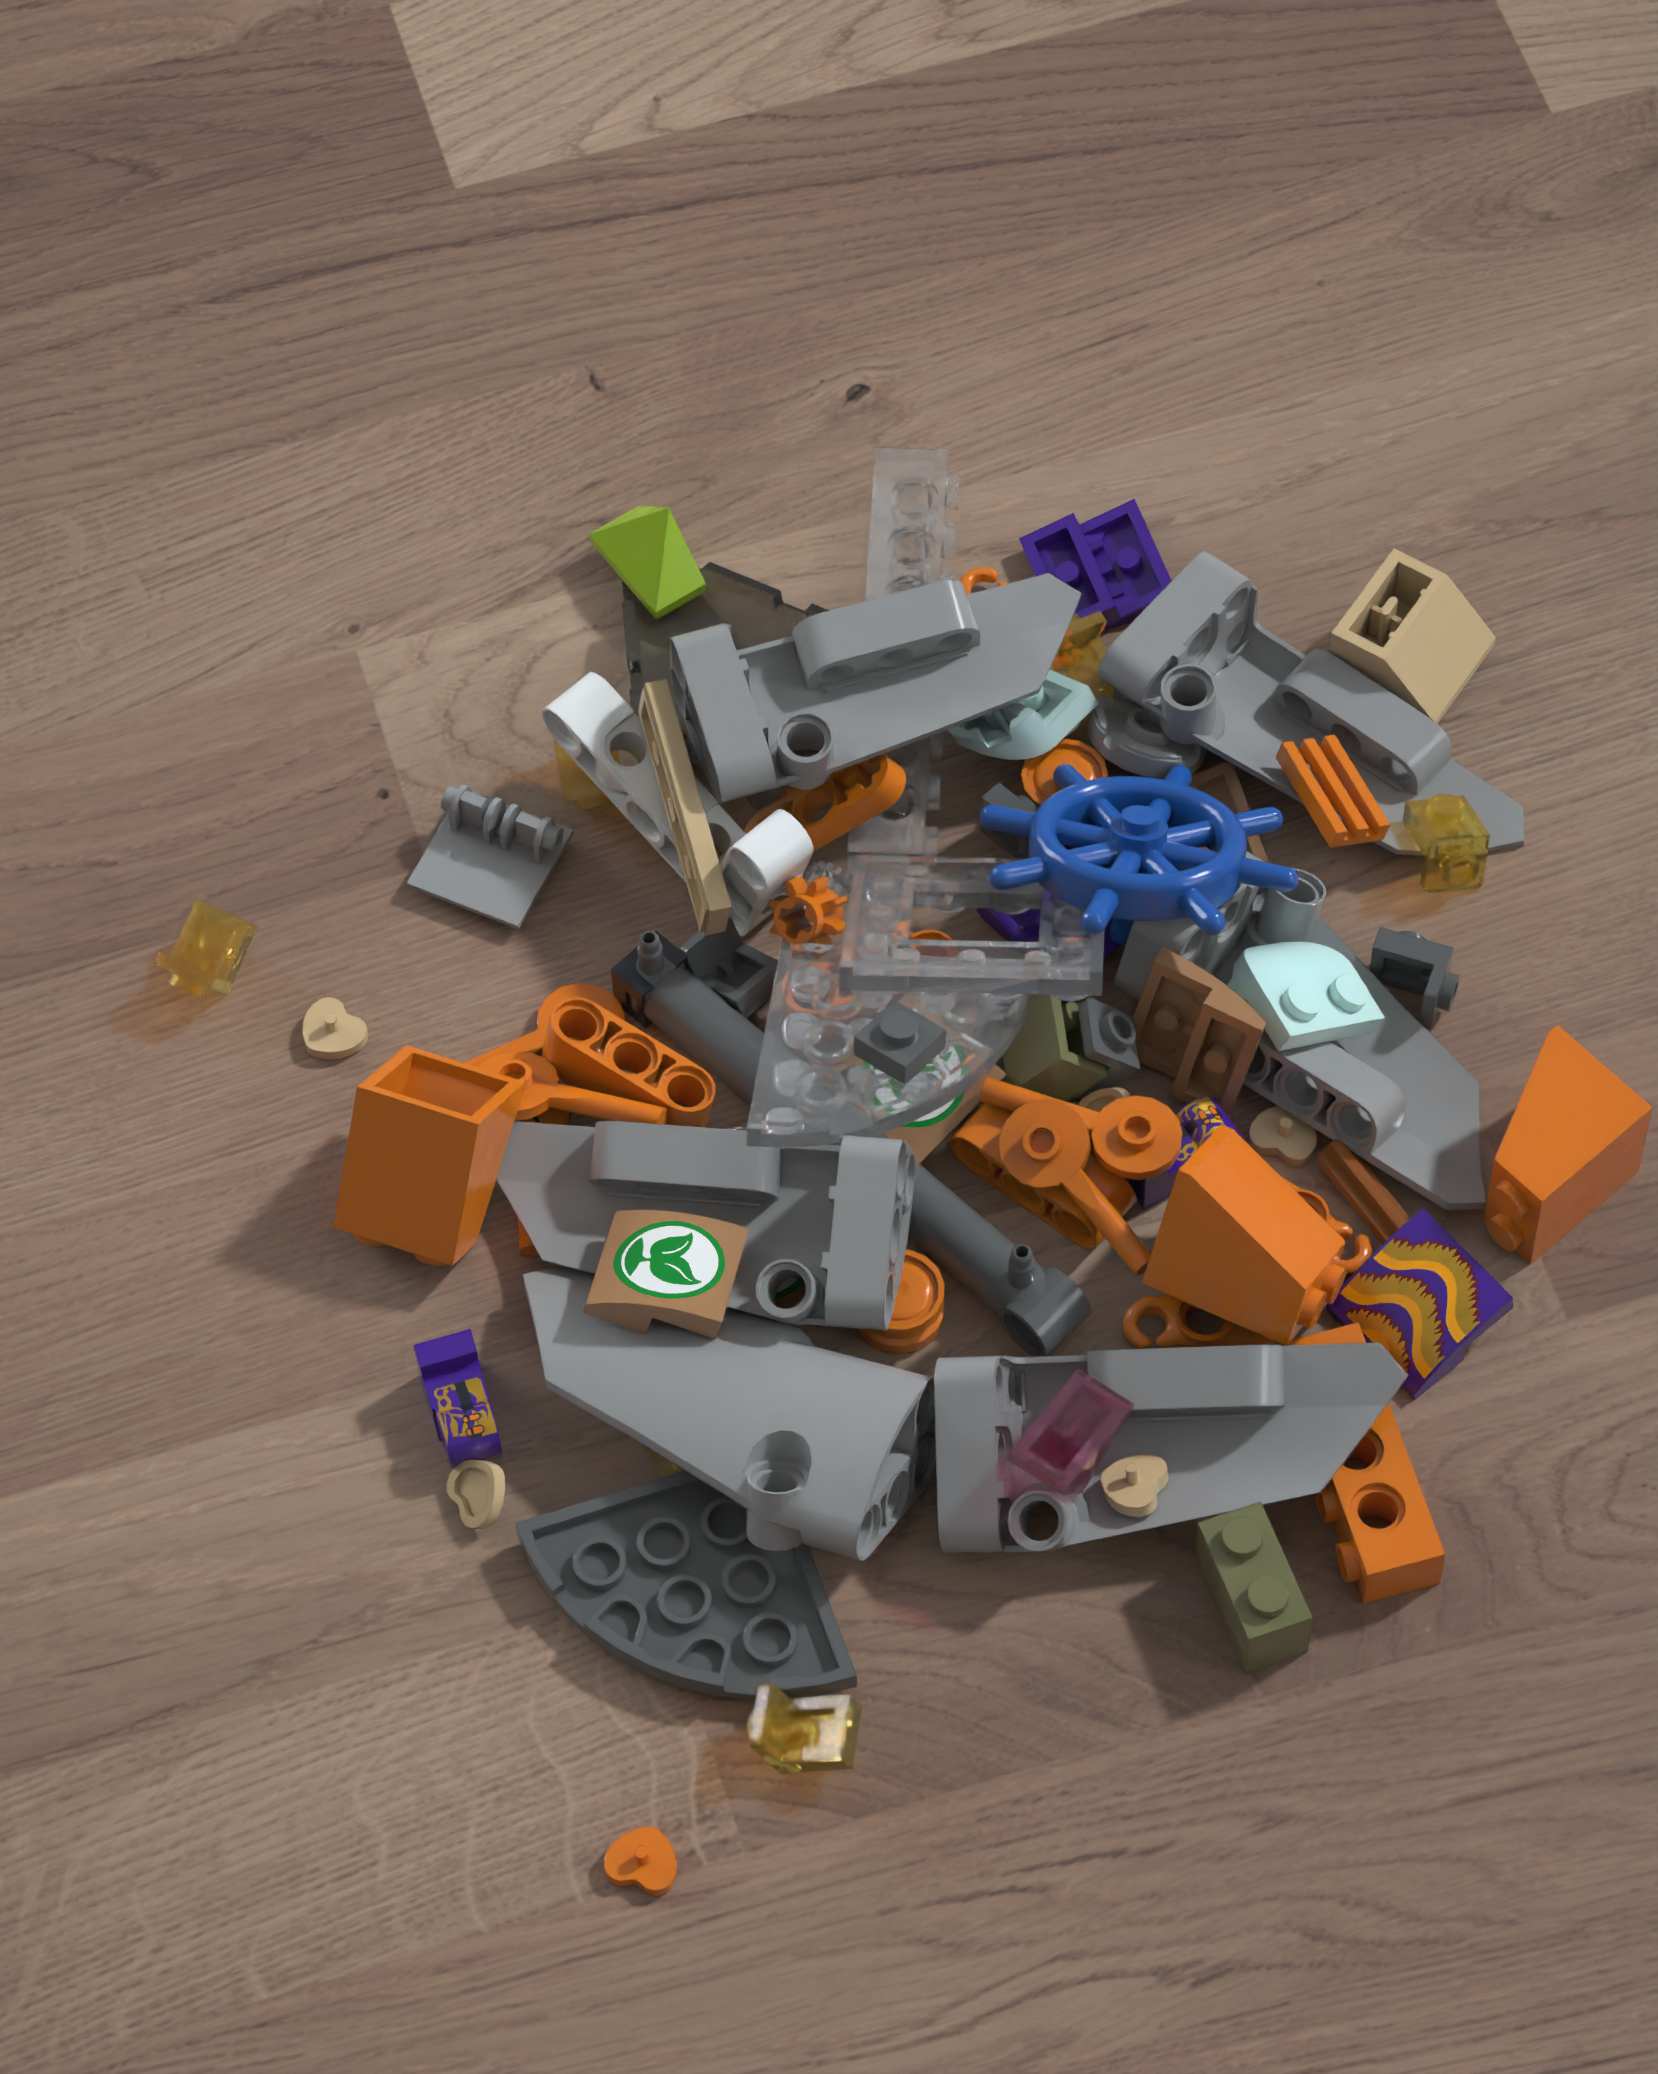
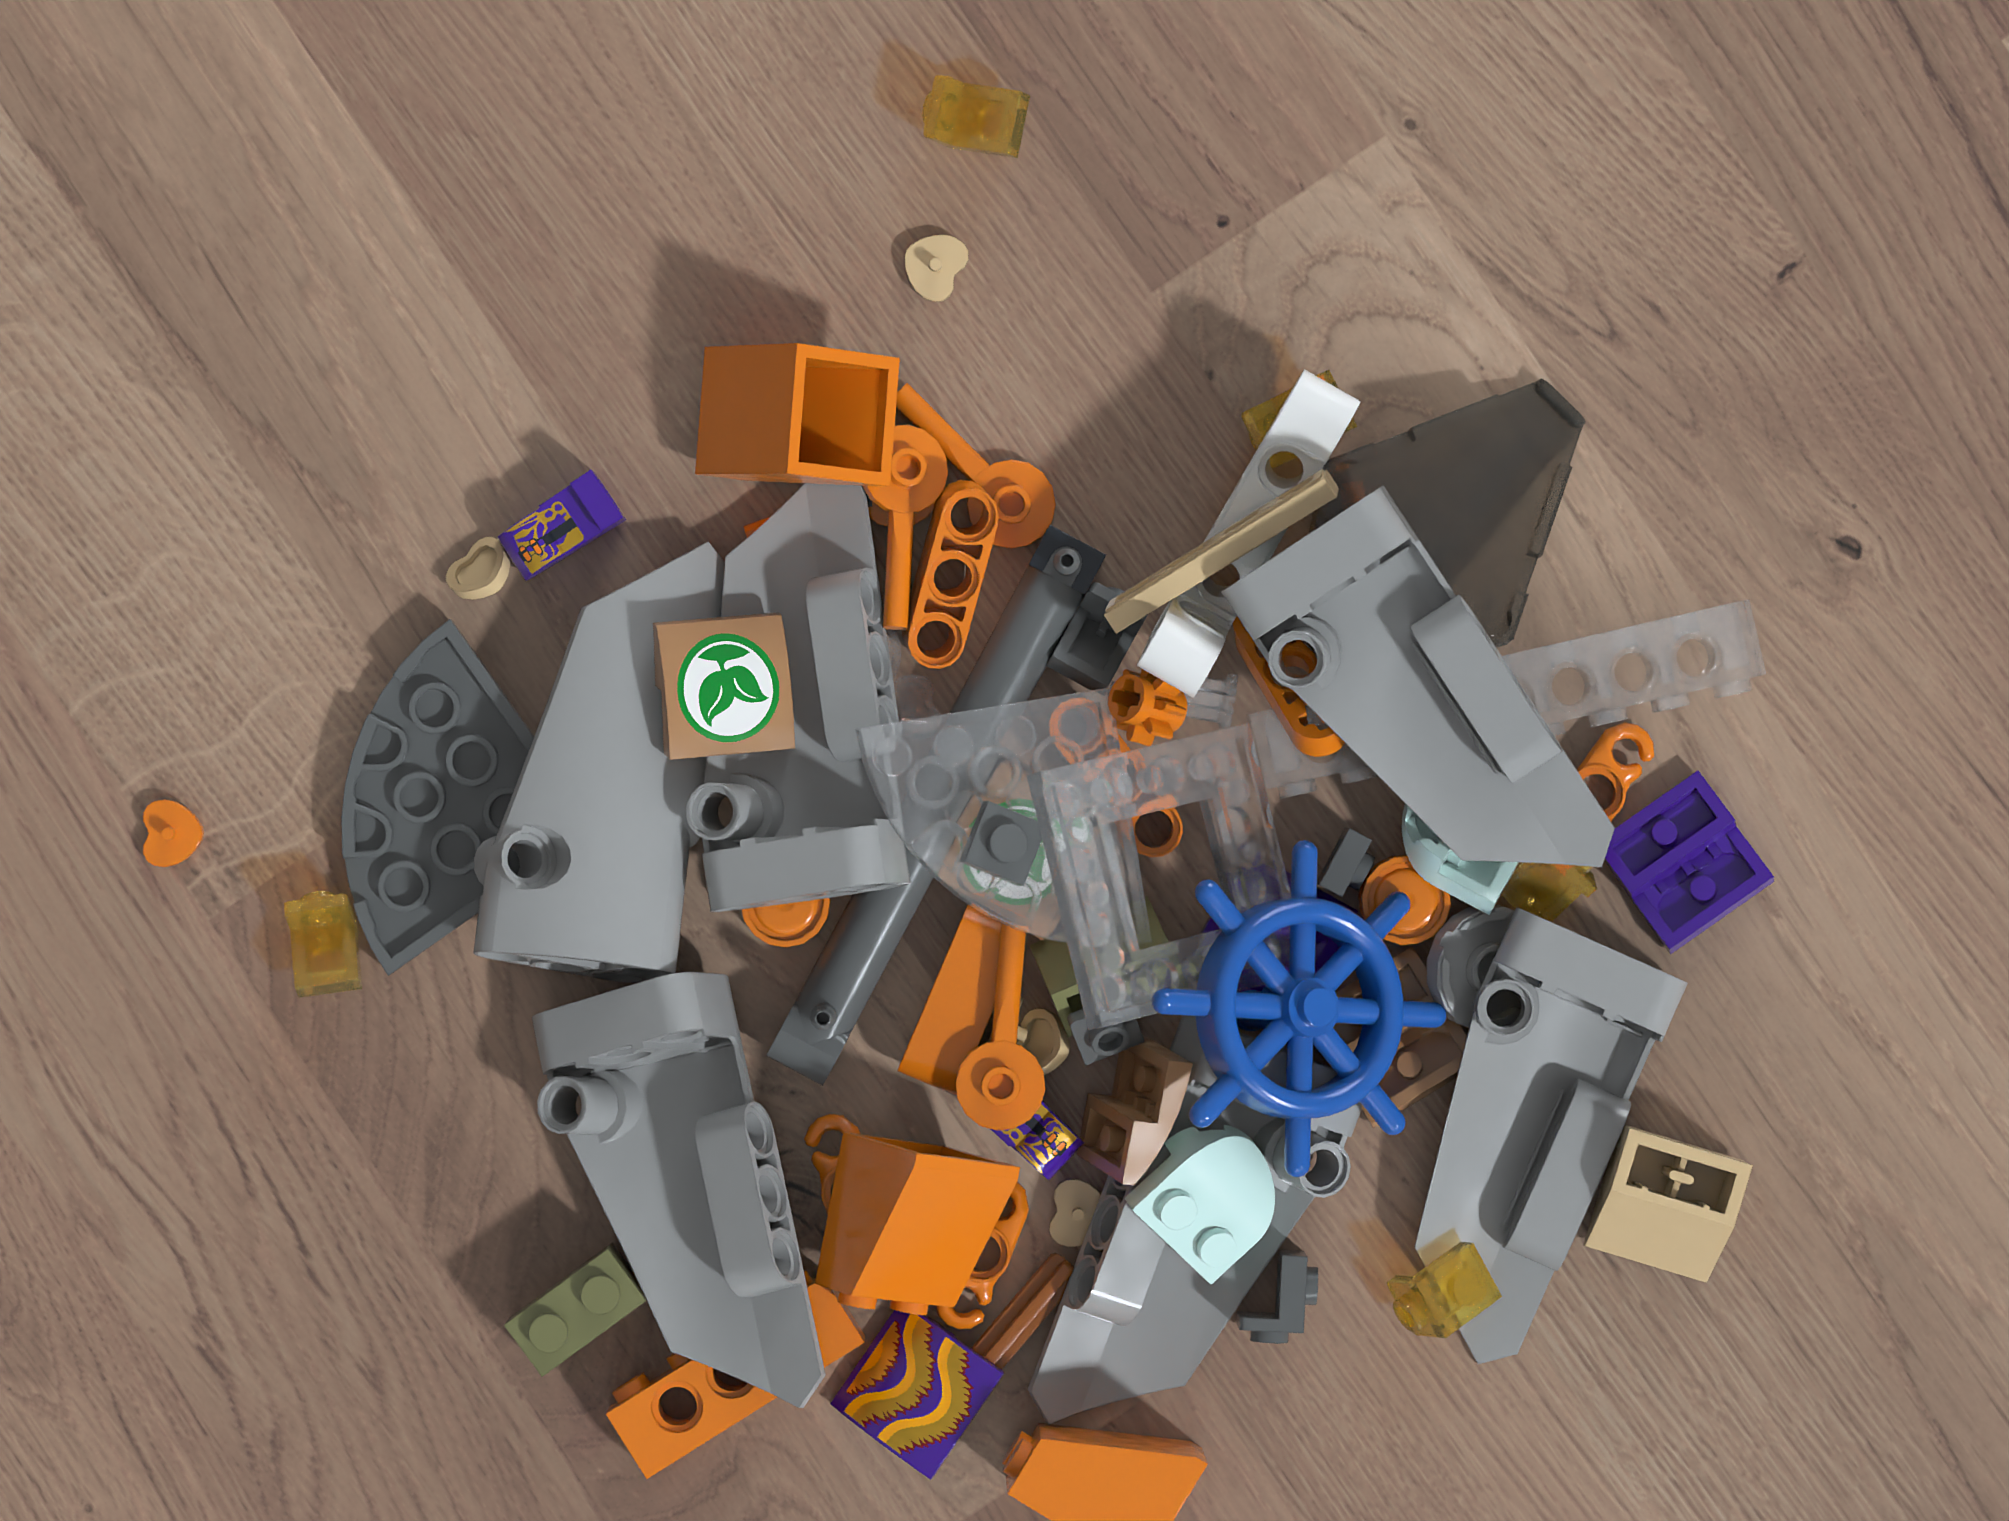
camera: 70 degrees right, 30 degrees up
(489, 856) = (1169, 355): light grey hinge -> none
(651, 558) = (1558, 403): lime slope -> none
(1047, 1149) = (962, 1006): orange piece -> none
(1072, 1434) = (647, 1112): clear pink slope -> none
(1134, 1483) = (643, 1175): tan piece -> none
(1341, 790) = (1468, 1187): orange tile -> none

